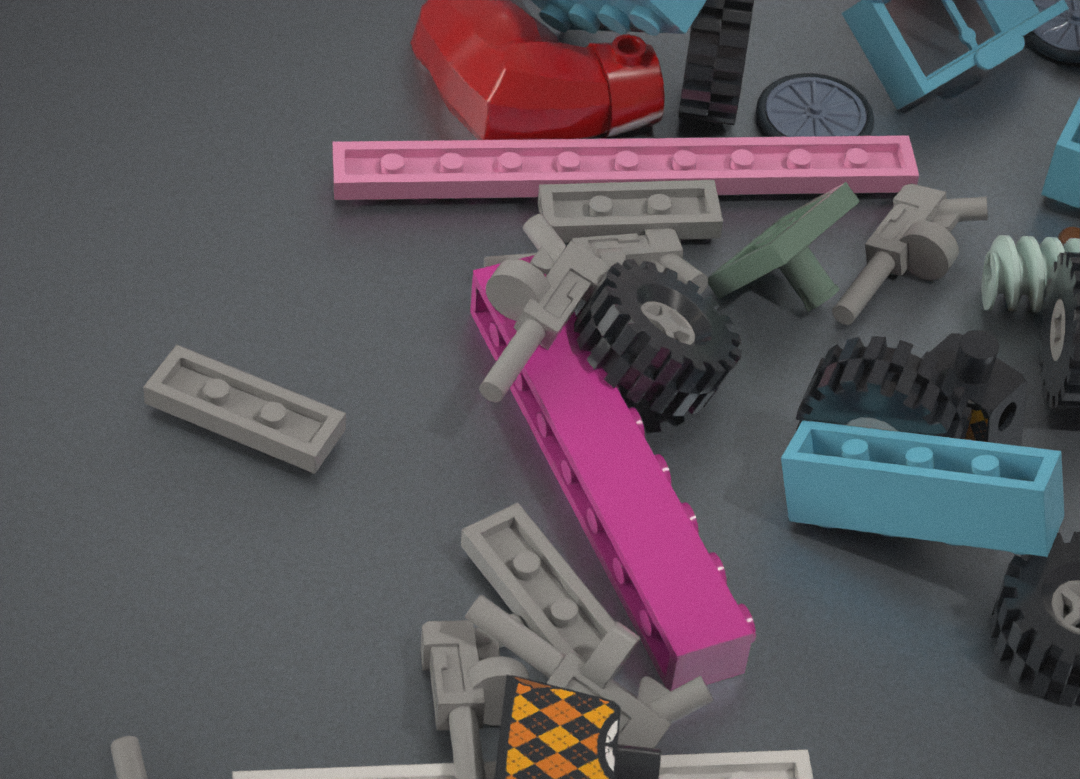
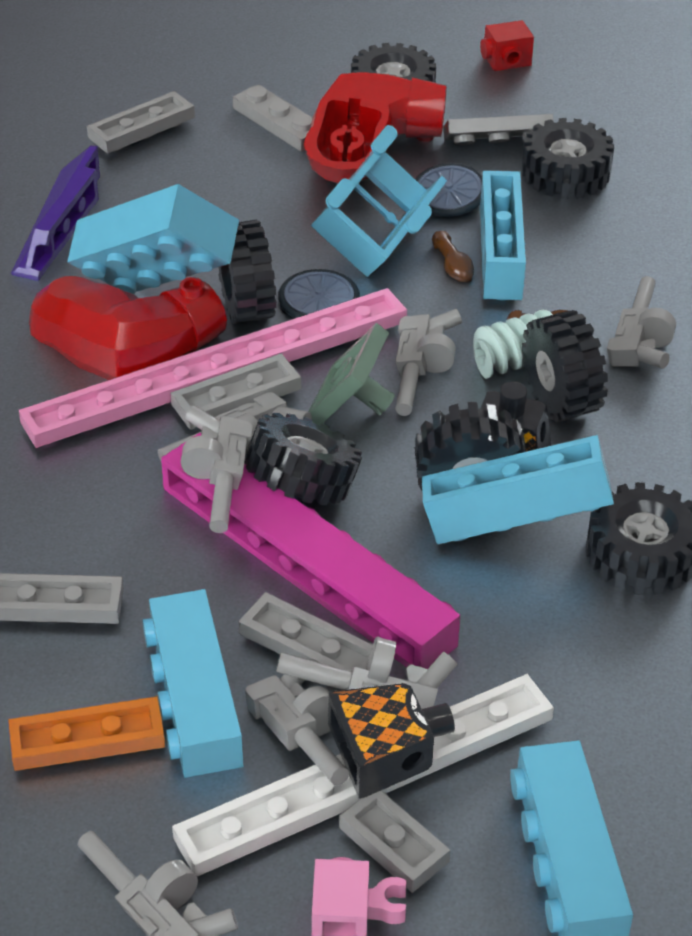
camera: 20 degrees left, 5 degrees down
(195, 605) = (86, 733): none -> orange plate
(361, 592) = (195, 684): none -> medium azure brick
(1031, 132) = (456, 263): none -> reddish brown piece

